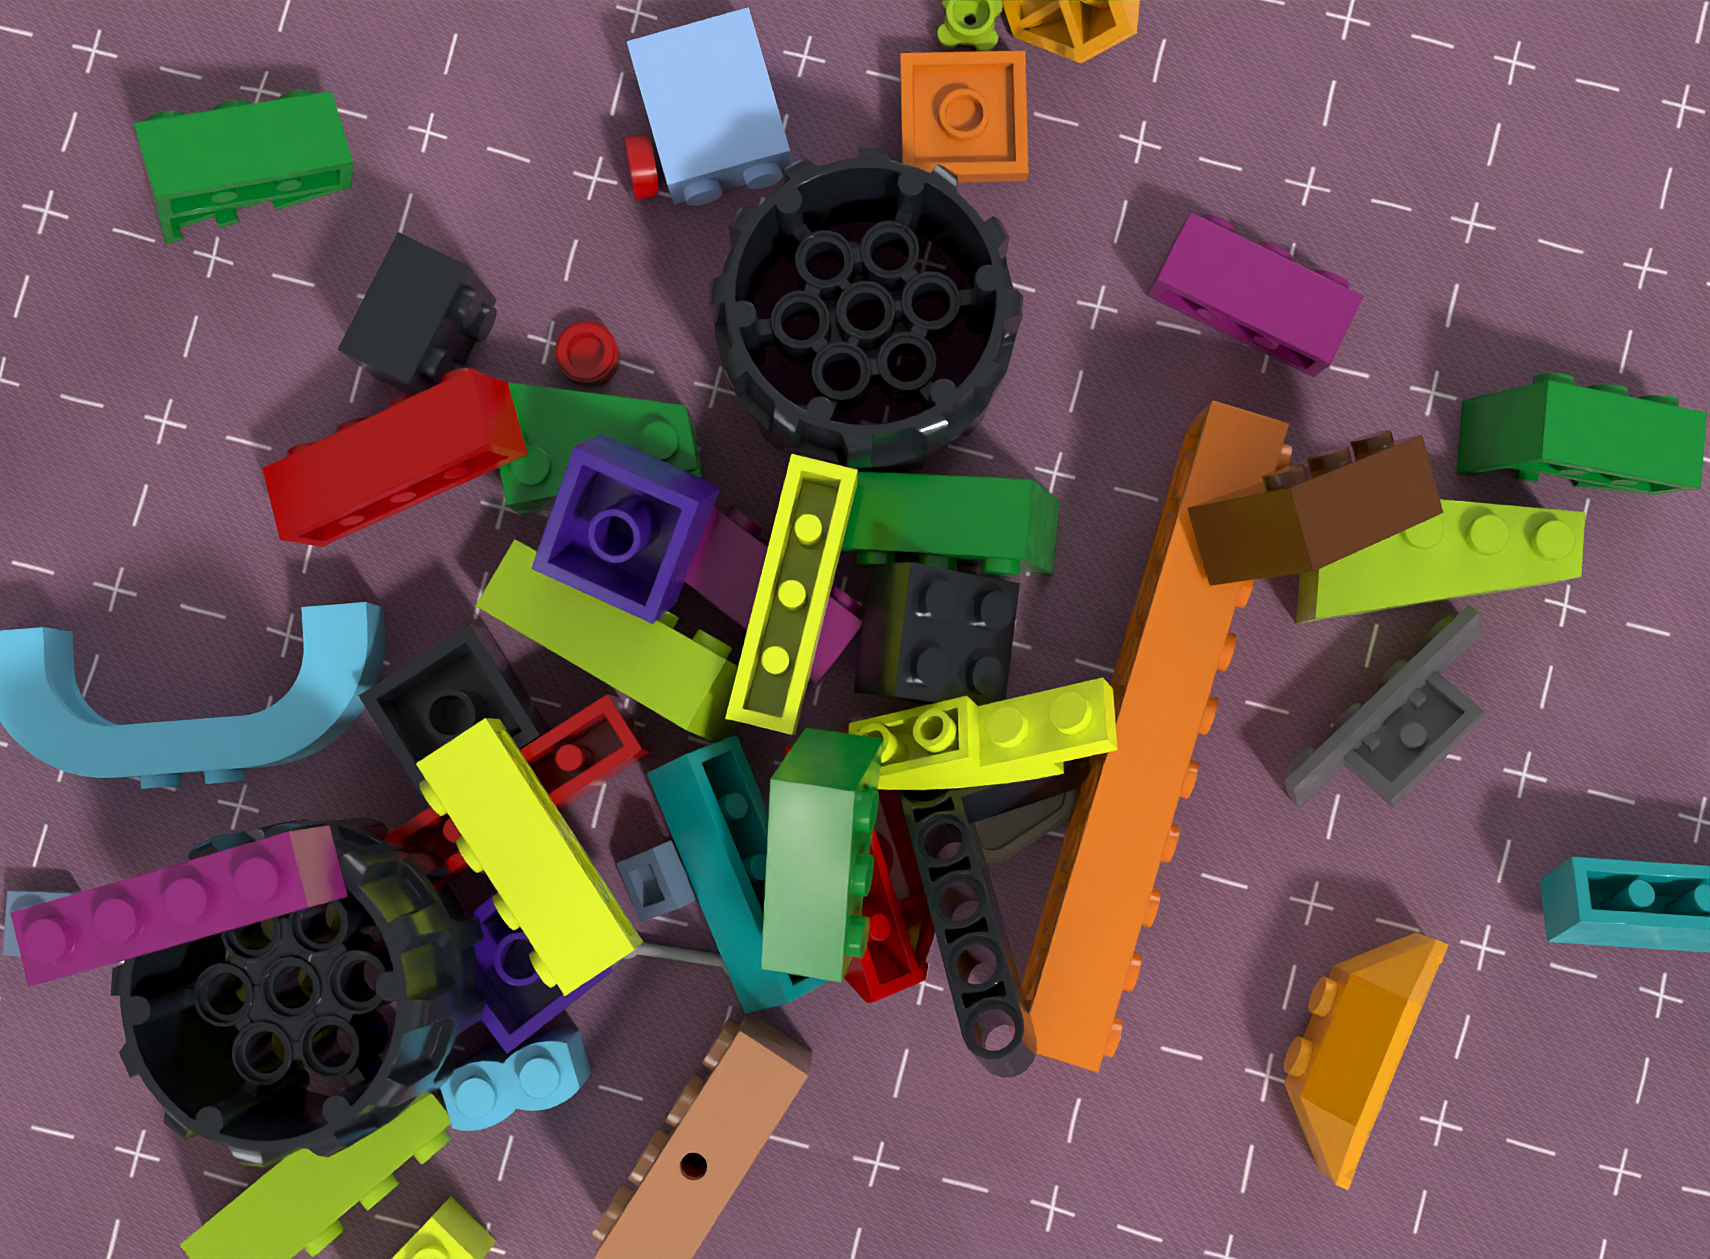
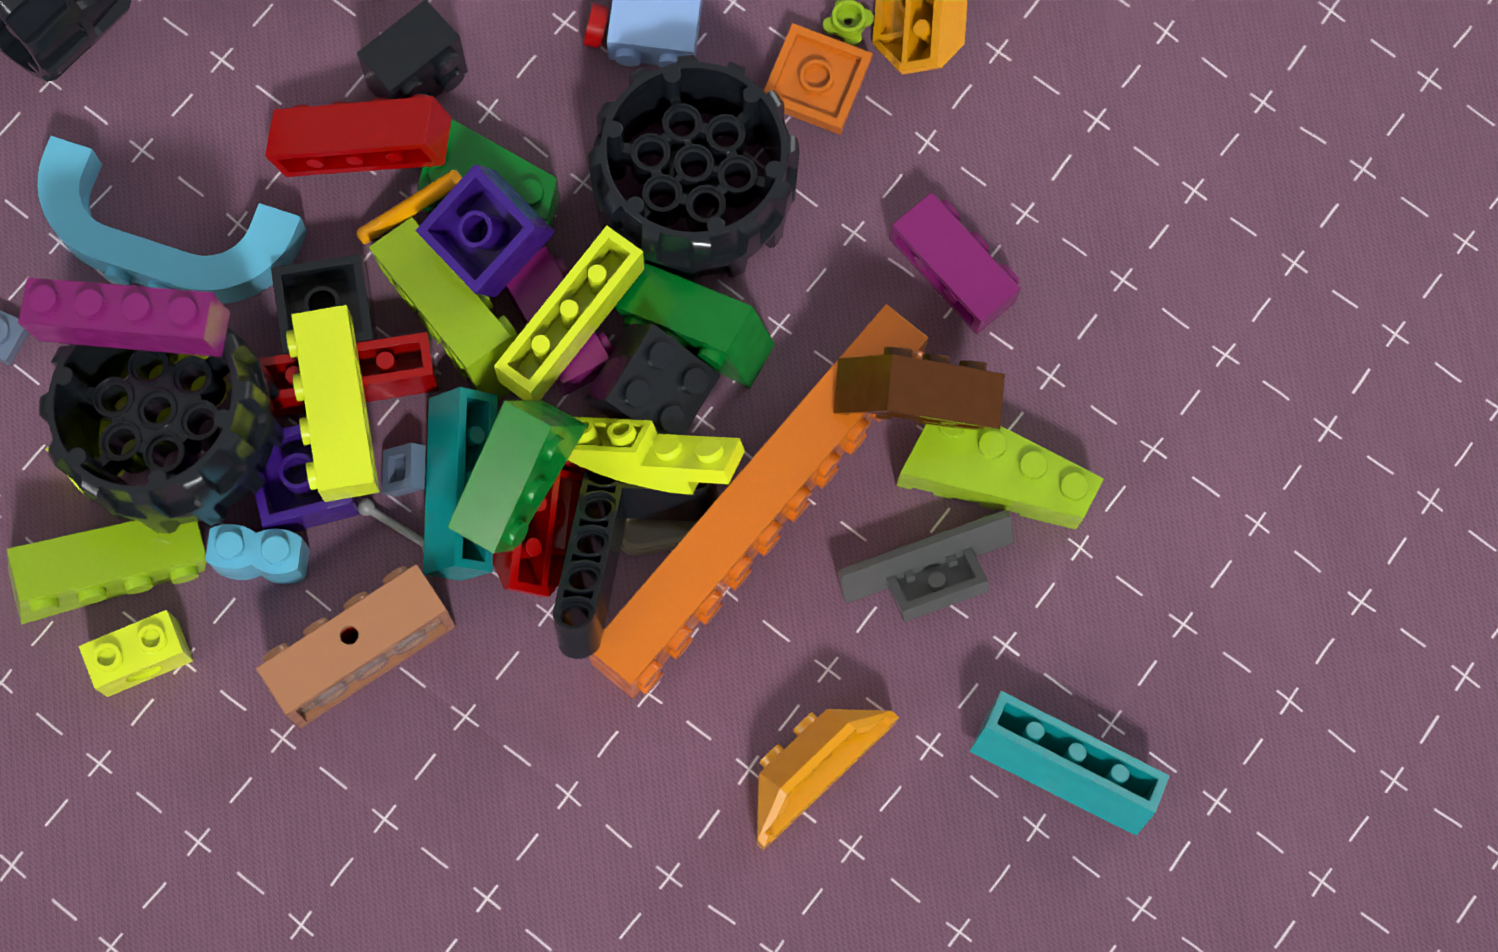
camera: 15 degrees right, 10 degrees down
(507, 526) = (408, 207): none -> light orange bar
(587, 353) = (510, 127): red tile -> none
(1584, 436) = (1132, 437): green wedge -> none

